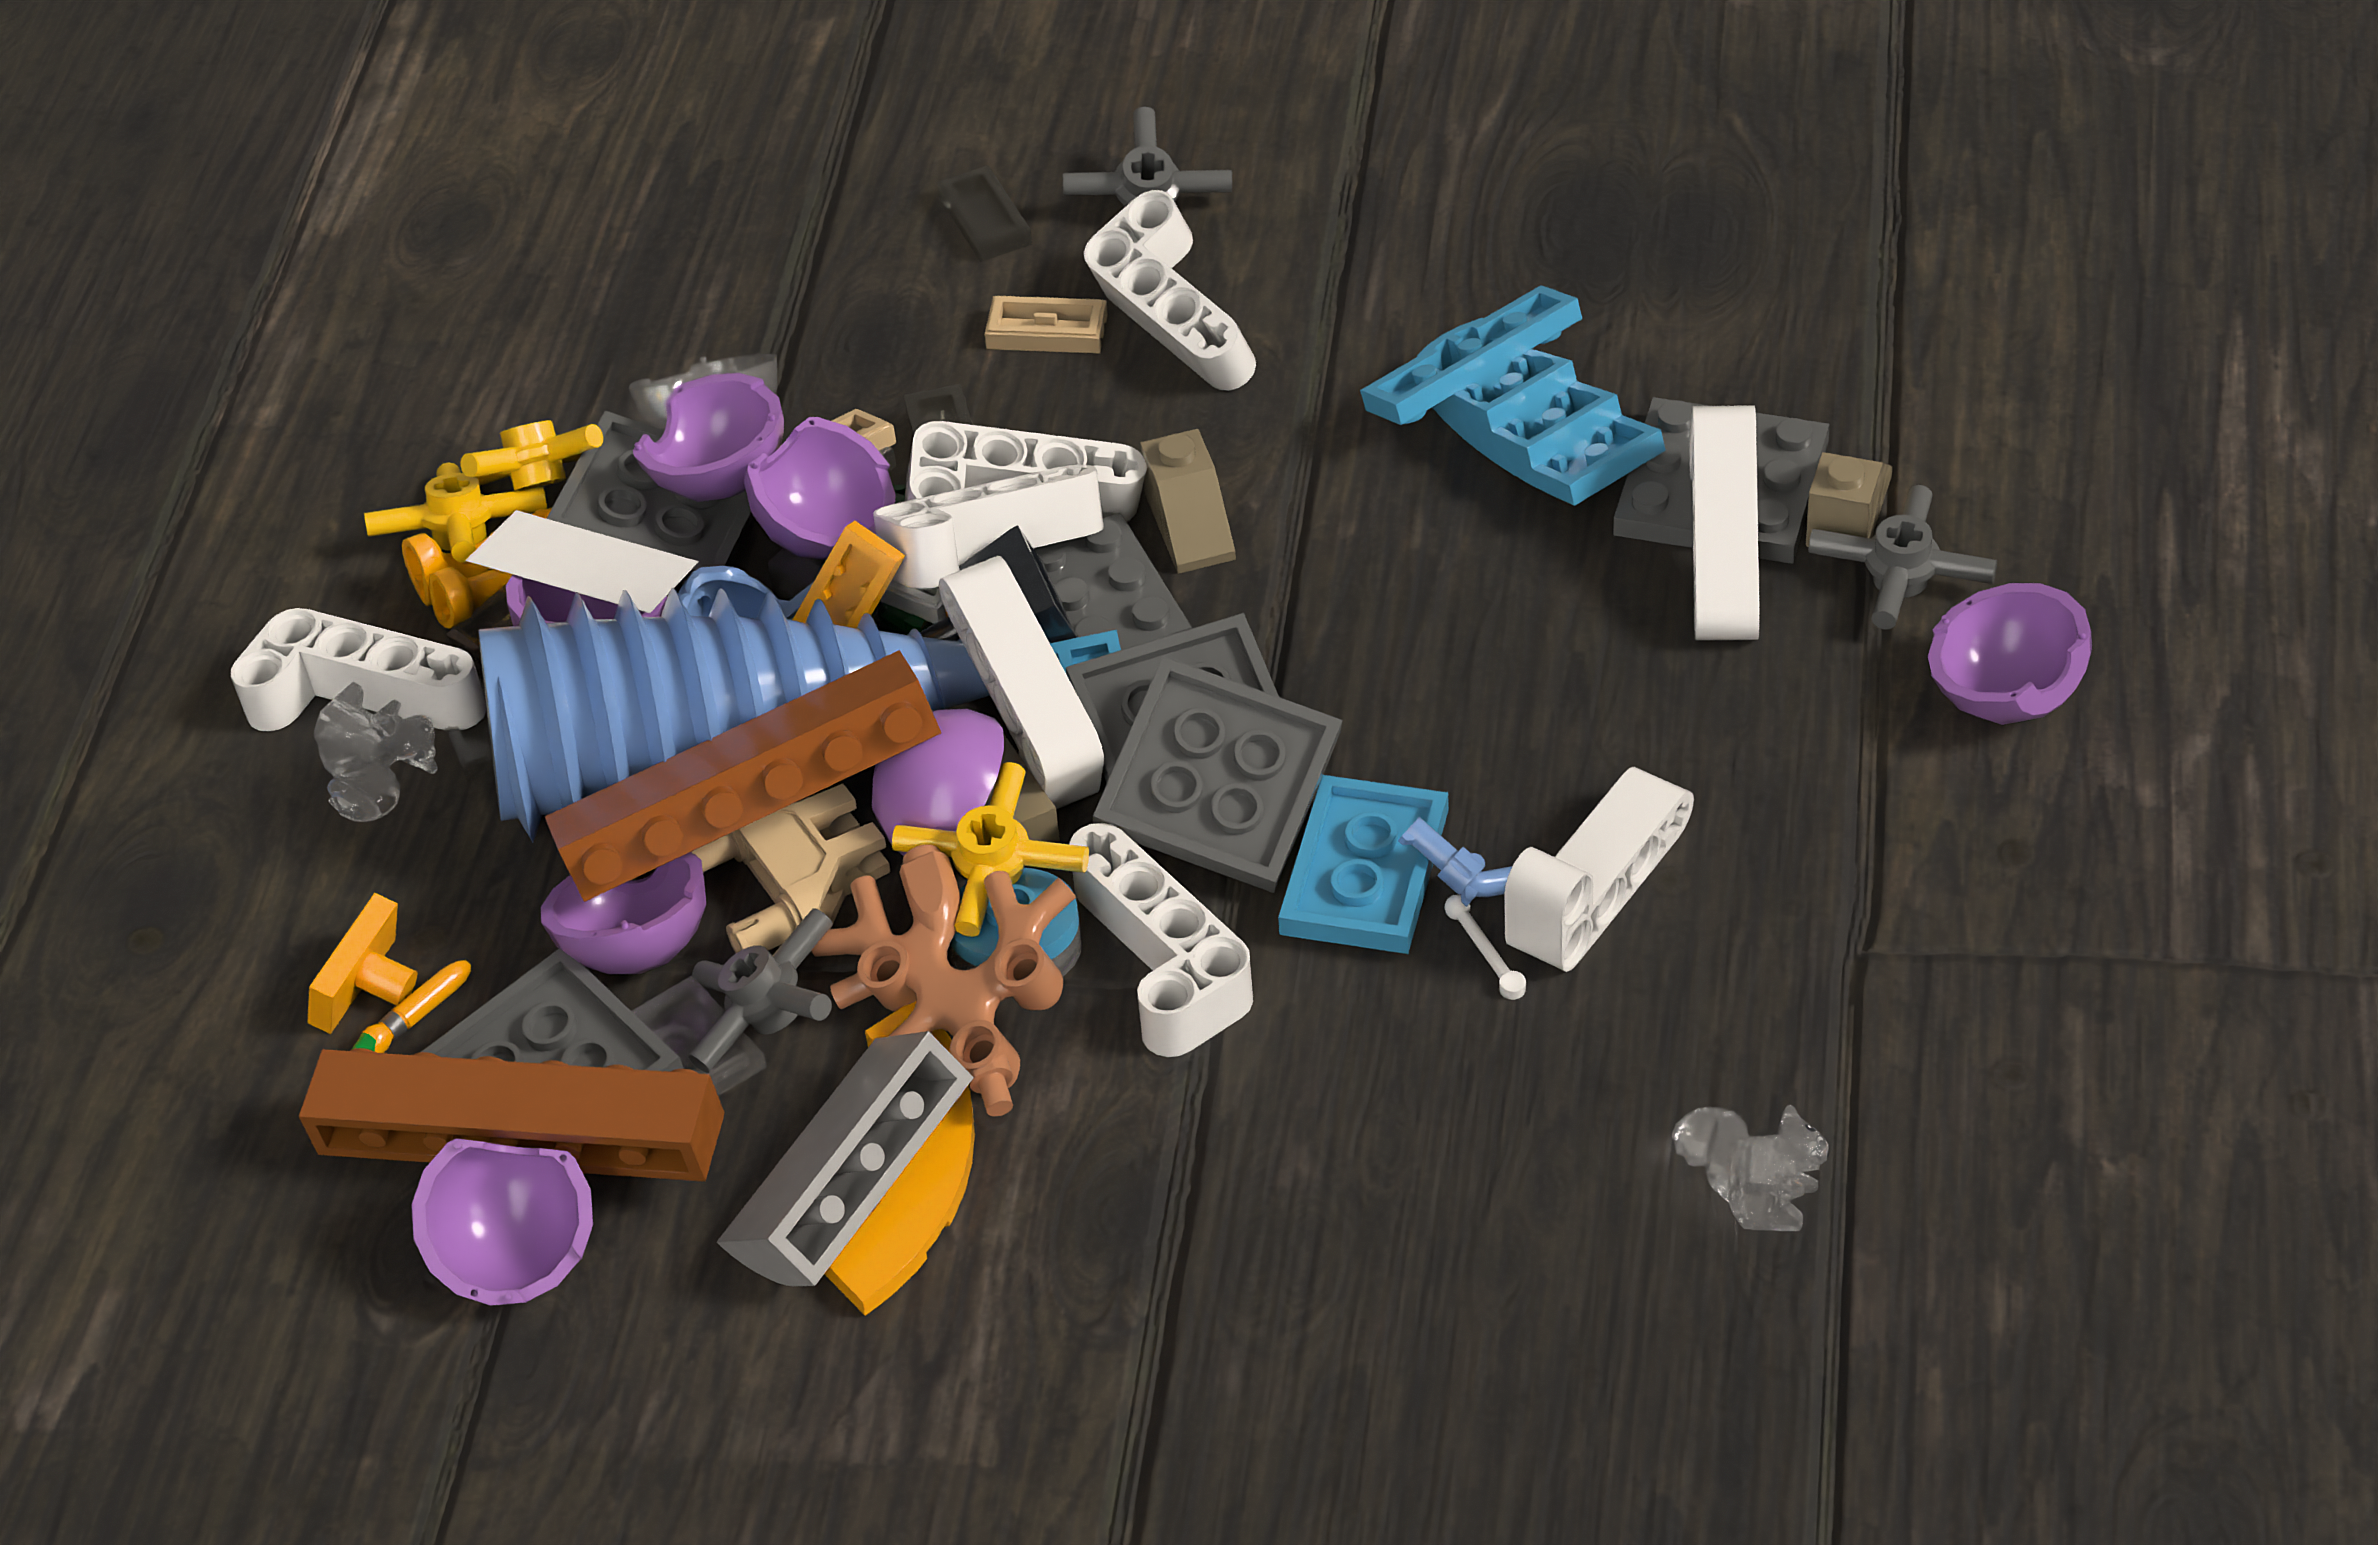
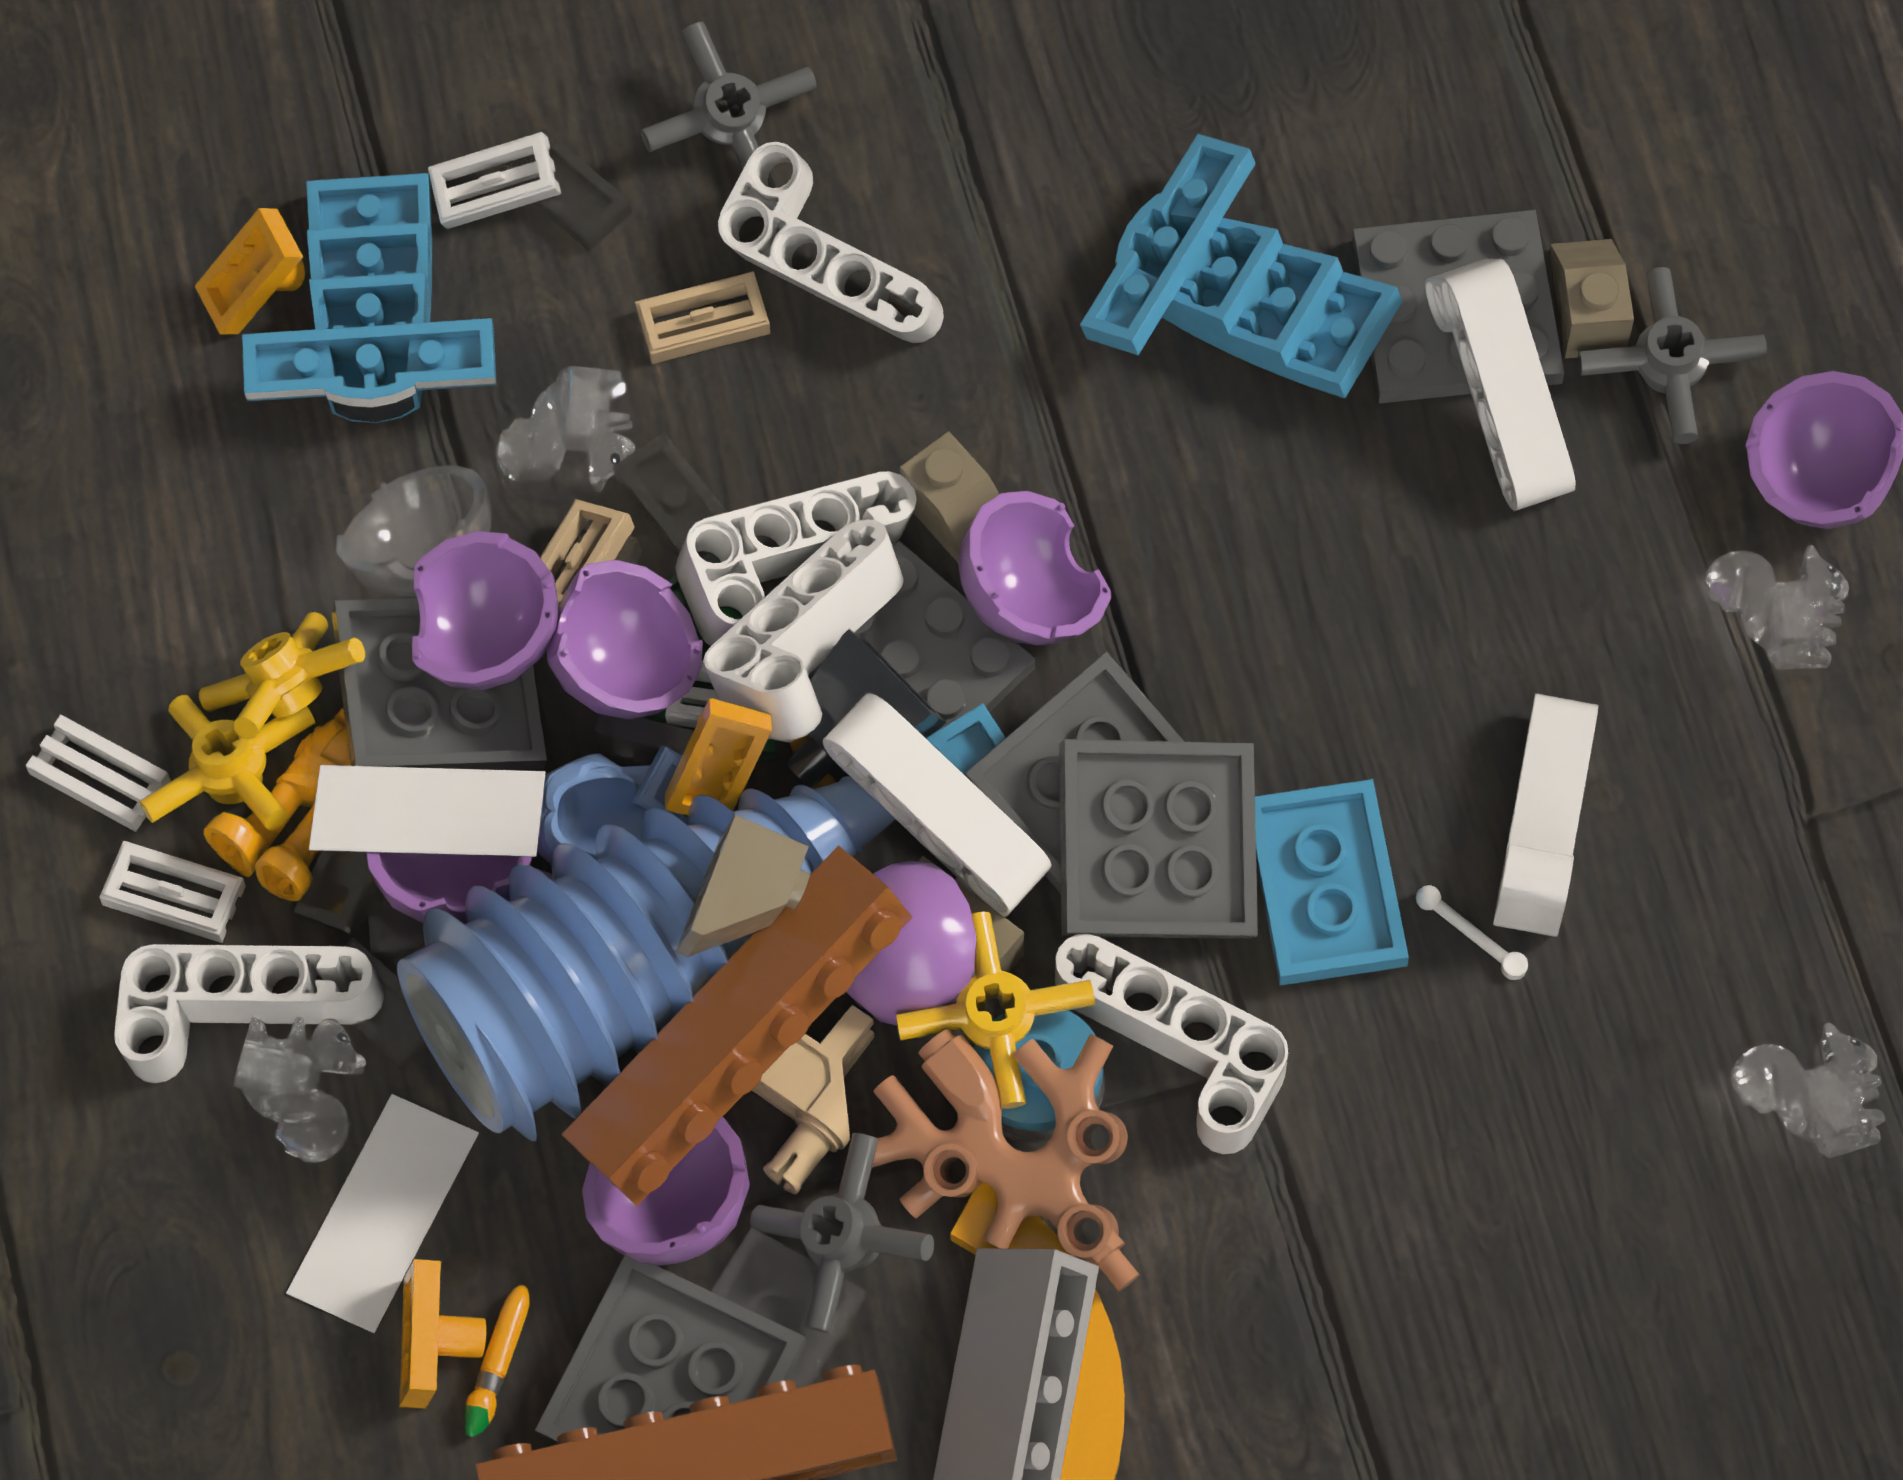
camera: 25 degrees left, 20 degrees up
(334, 476) = (55, 747): none -> white tile
(349, 601) = (222, 908): none -> white tile
(397, 866) = (382, 1213): none -> white sticker
(687, 189) = (250, 270): none -> light orange tile
(767, 246) = (370, 309): none -> dark azure slope
(787, 645) = (744, 886): none -> dark tan slope
(891, 357) = (569, 417): none -> clear animal
(922, 192) = (502, 201): none -> white tile
(1211, 546) = (1023, 573): none -> medium lavender cylinder
(1458, 868) = (1421, 861): medium blue piece -> none
(1914, 778) = (1782, 616): none -> clear animal

